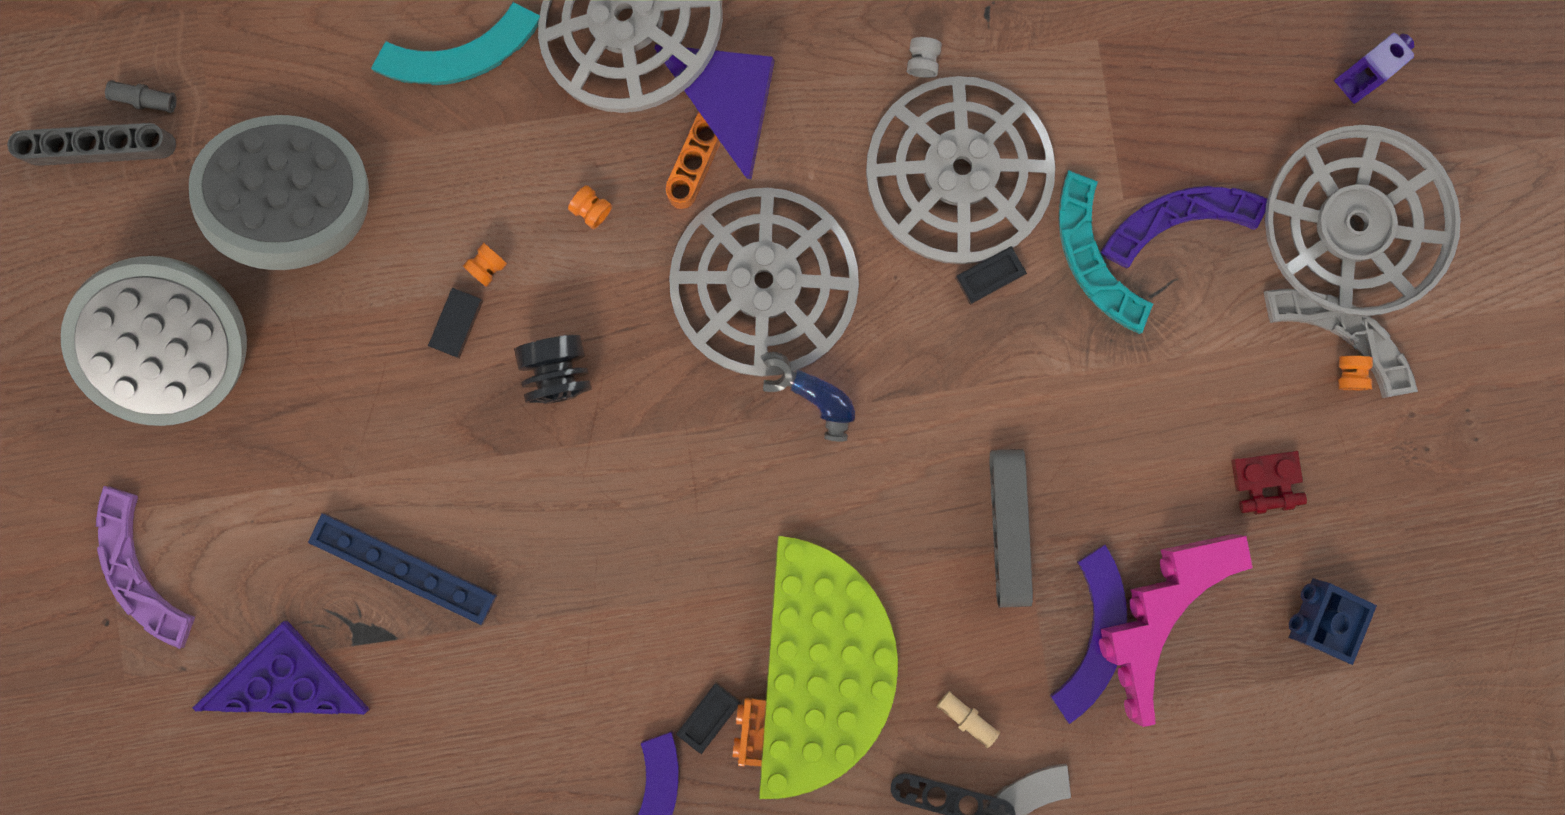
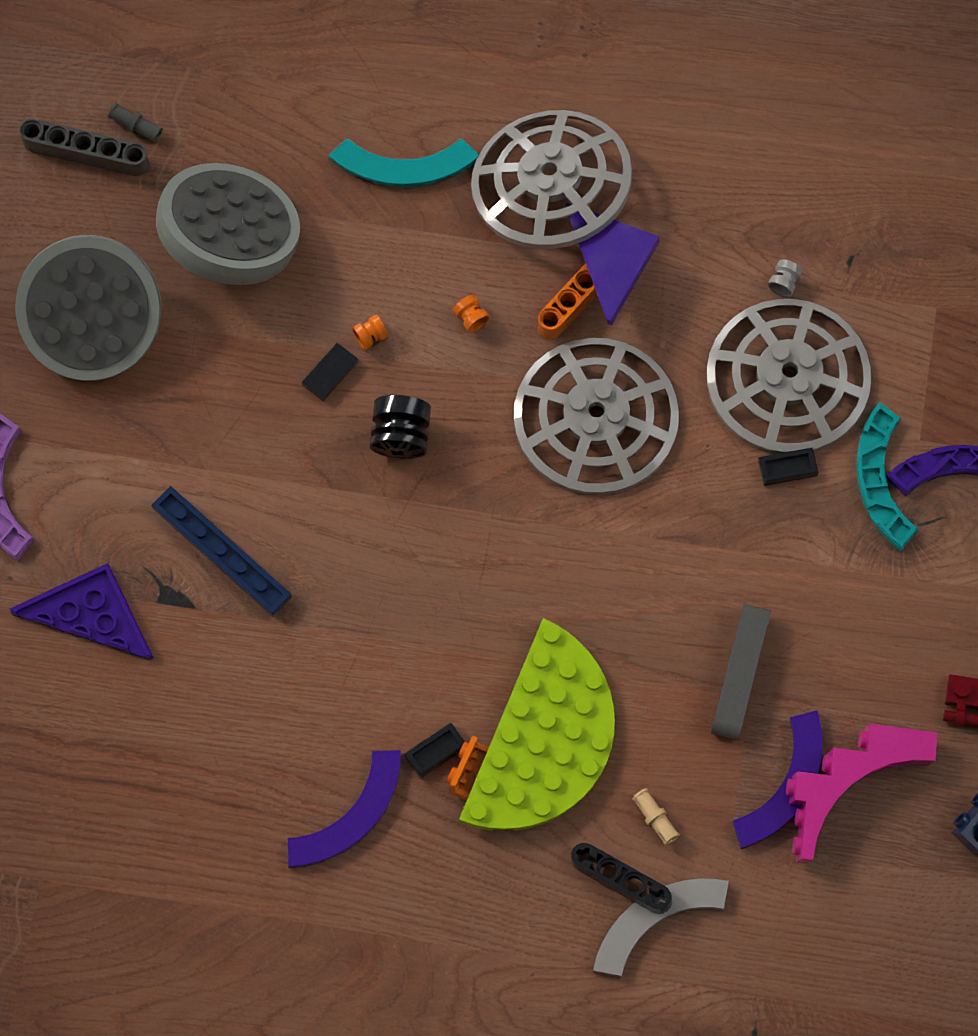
camera: 15 degrees right, 15 degrees down
(830, 400) = (620, 521): clear blue piece -> none

